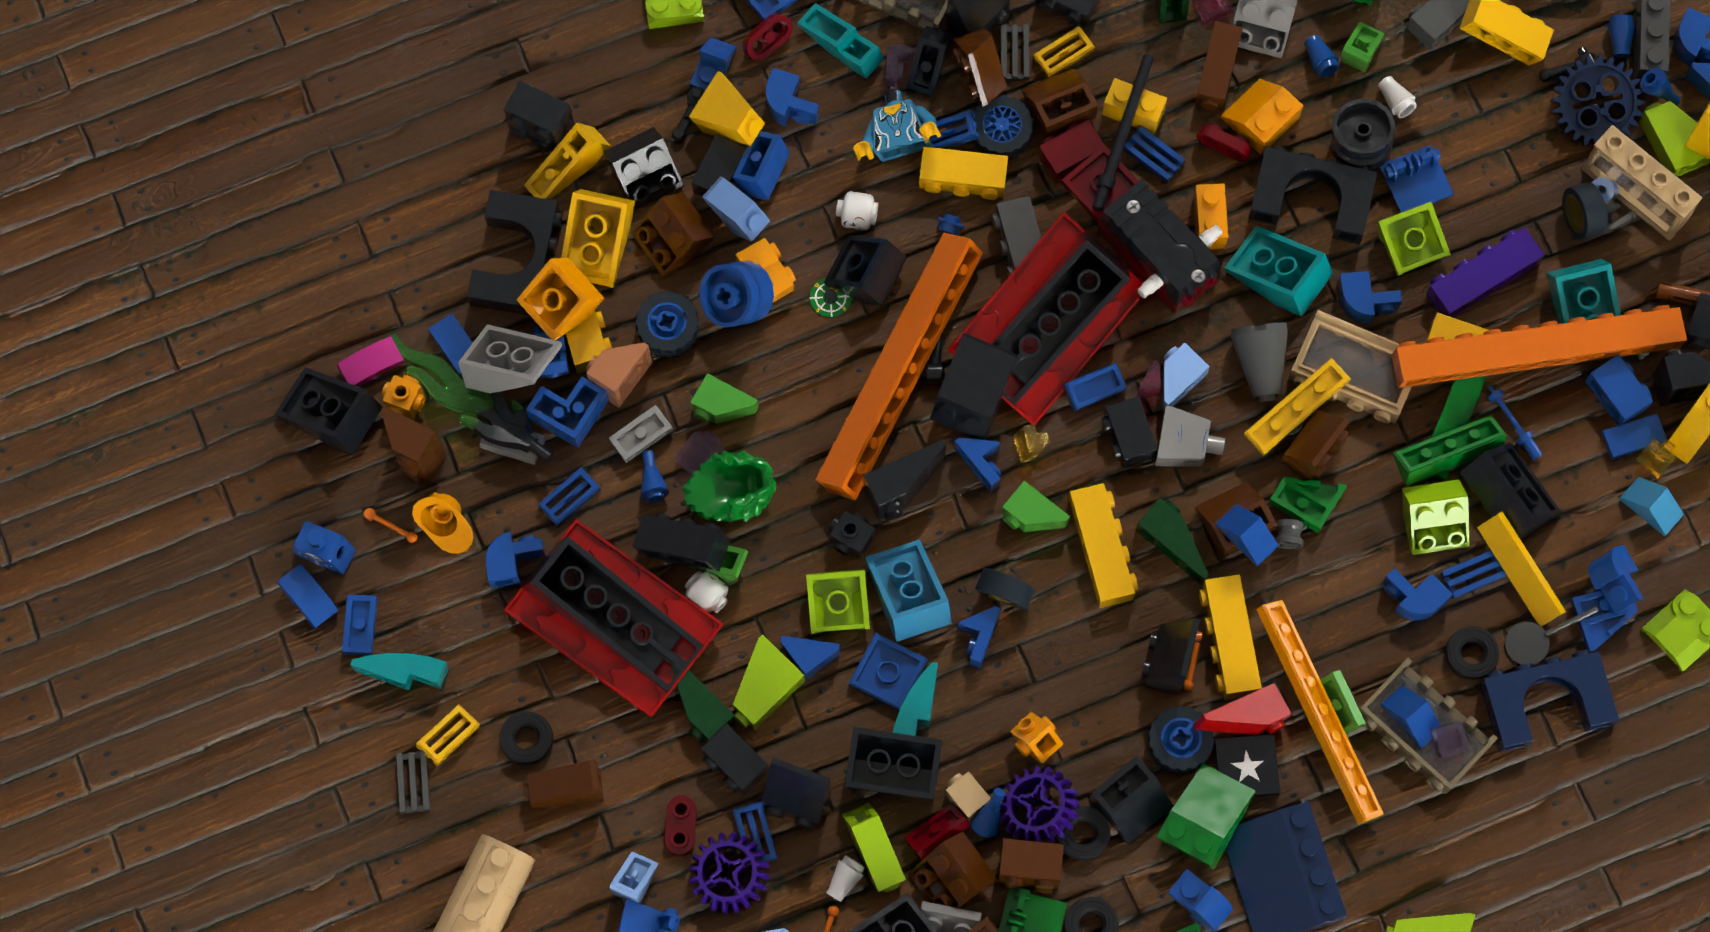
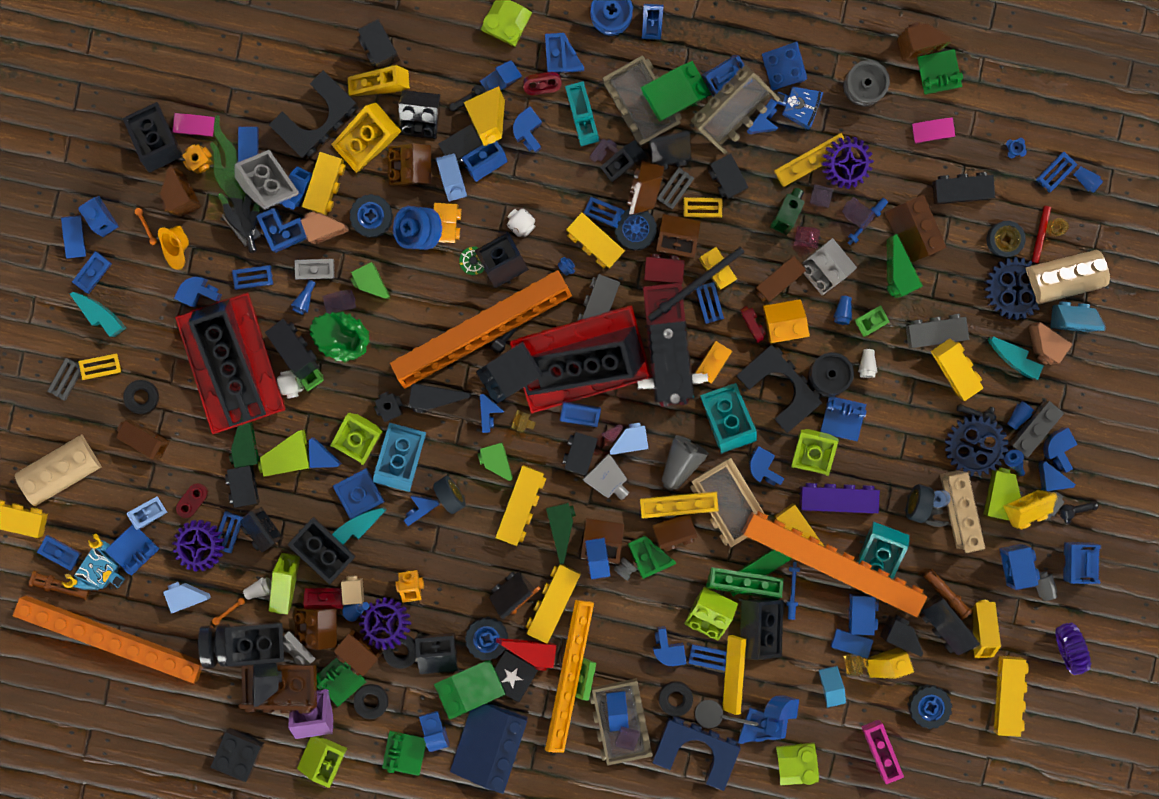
camera: 30 degrees right, 15 degrees up
(559, 297) = (316, 164): light orange slope -> none
(897, 129) = (574, 191): dark azure torso -> none

